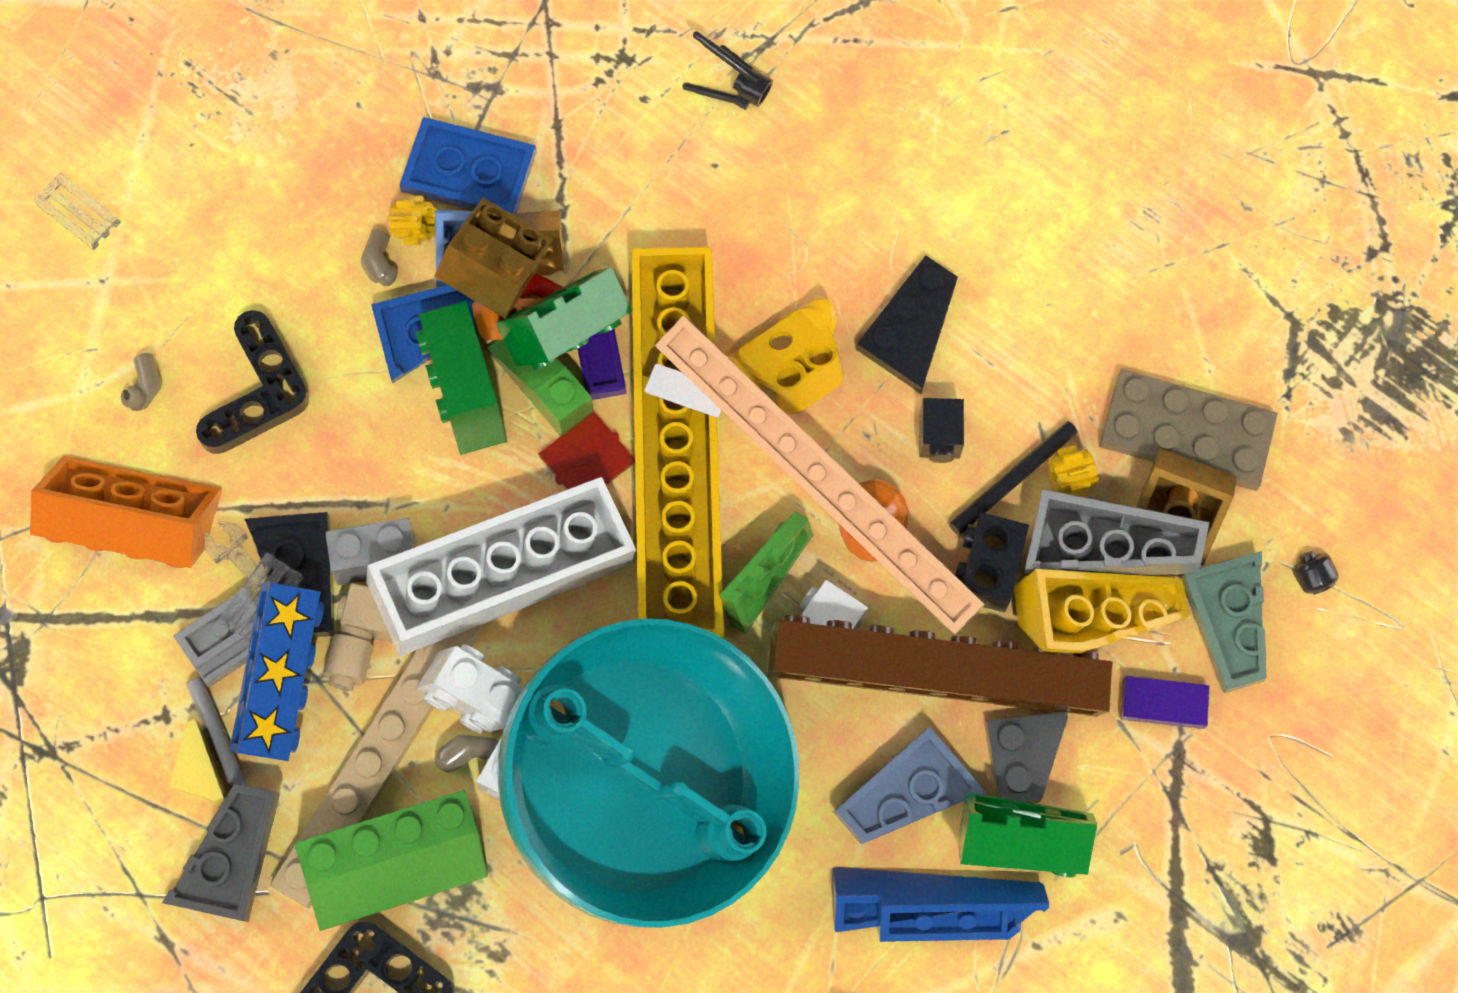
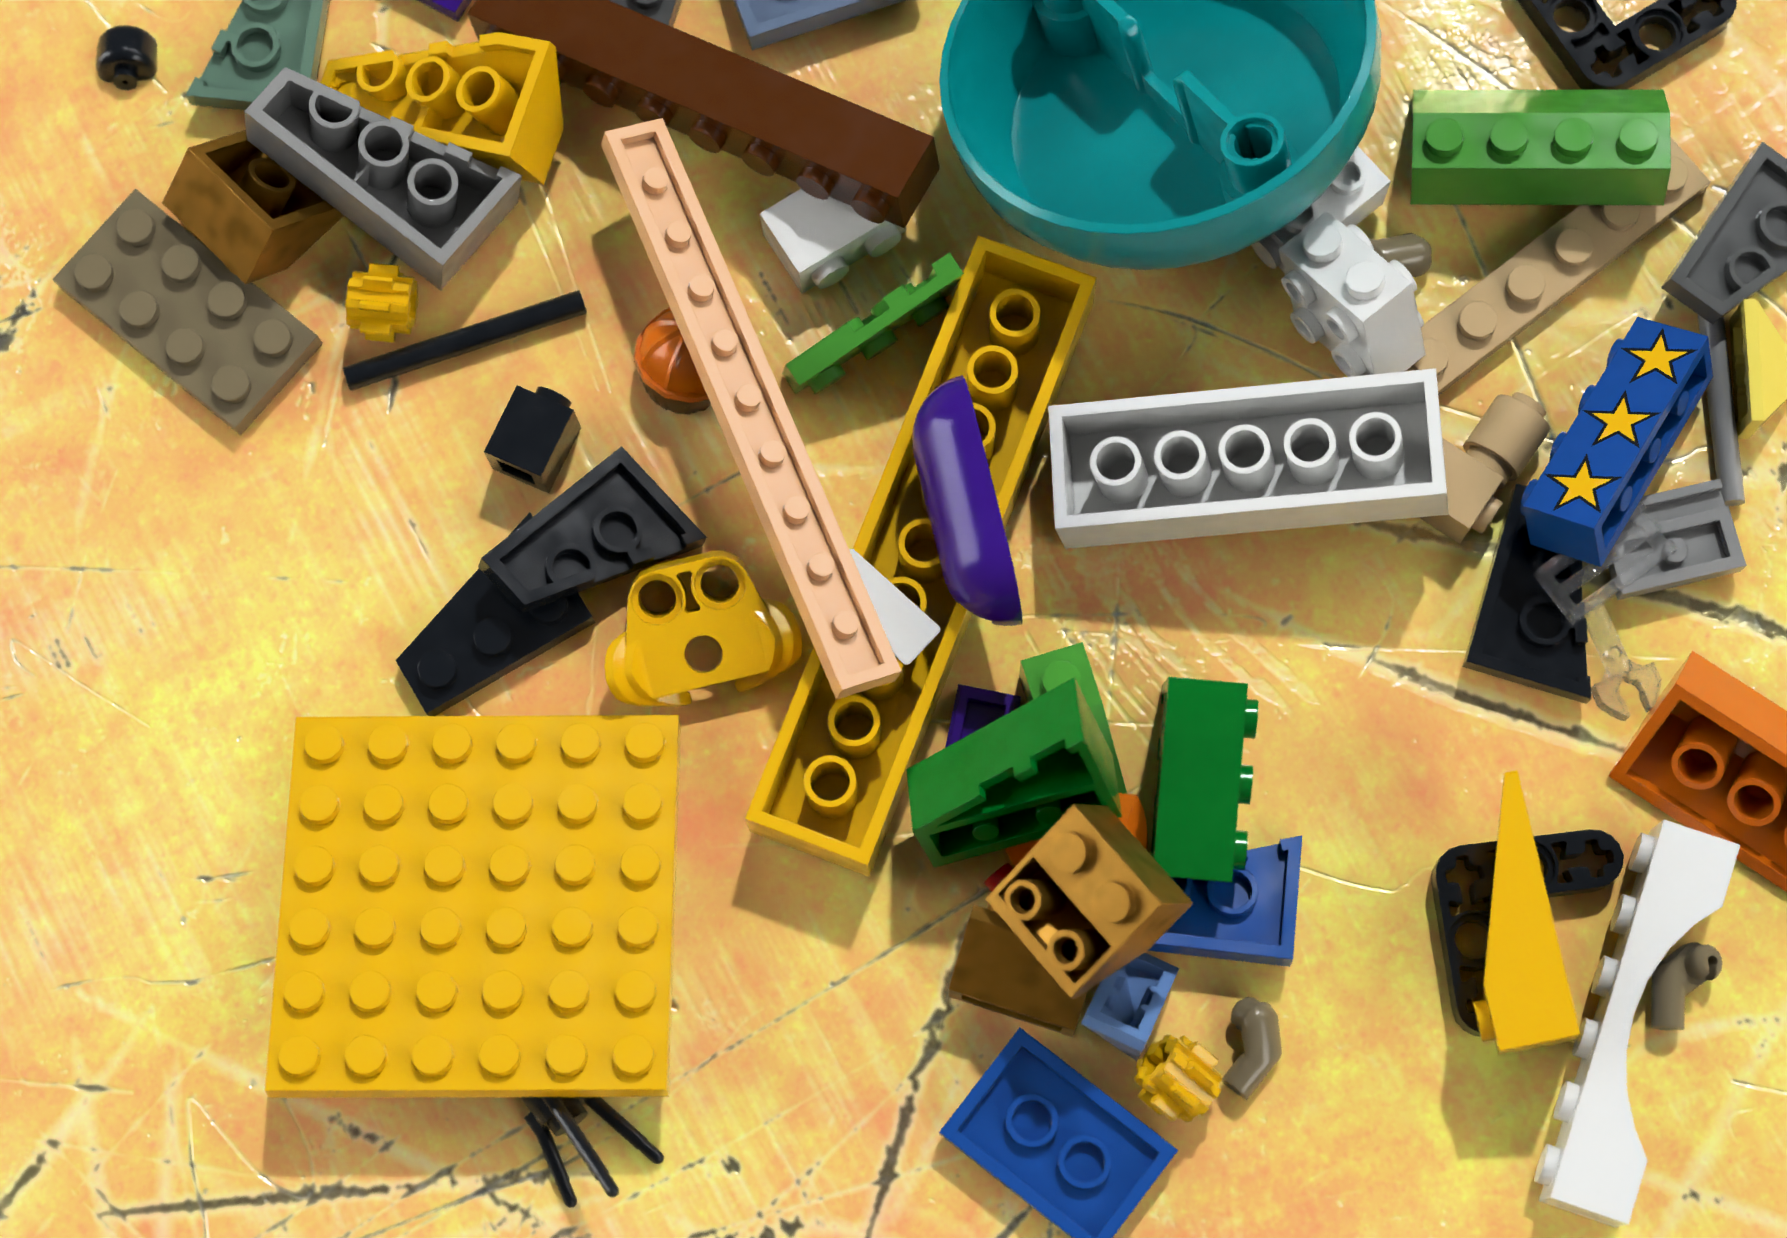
camera: 150 degrees left, 5 degrees up
(160, 425) = (1598, 1152): none -> white arch
(230, 335) = (1524, 968): none -> yellow wedge
(359, 546) = (1420, 575): light grey brick -> none
(587, 454) = (1062, 606): clear red piece -> none
(661, 463) = (964, 505): none -> dark purple brick
(843, 162) = (477, 908): none -> yellow plate
(880, 383) = (590, 535): none -> black wing
(999, 564) = (542, 218): black brick -> none

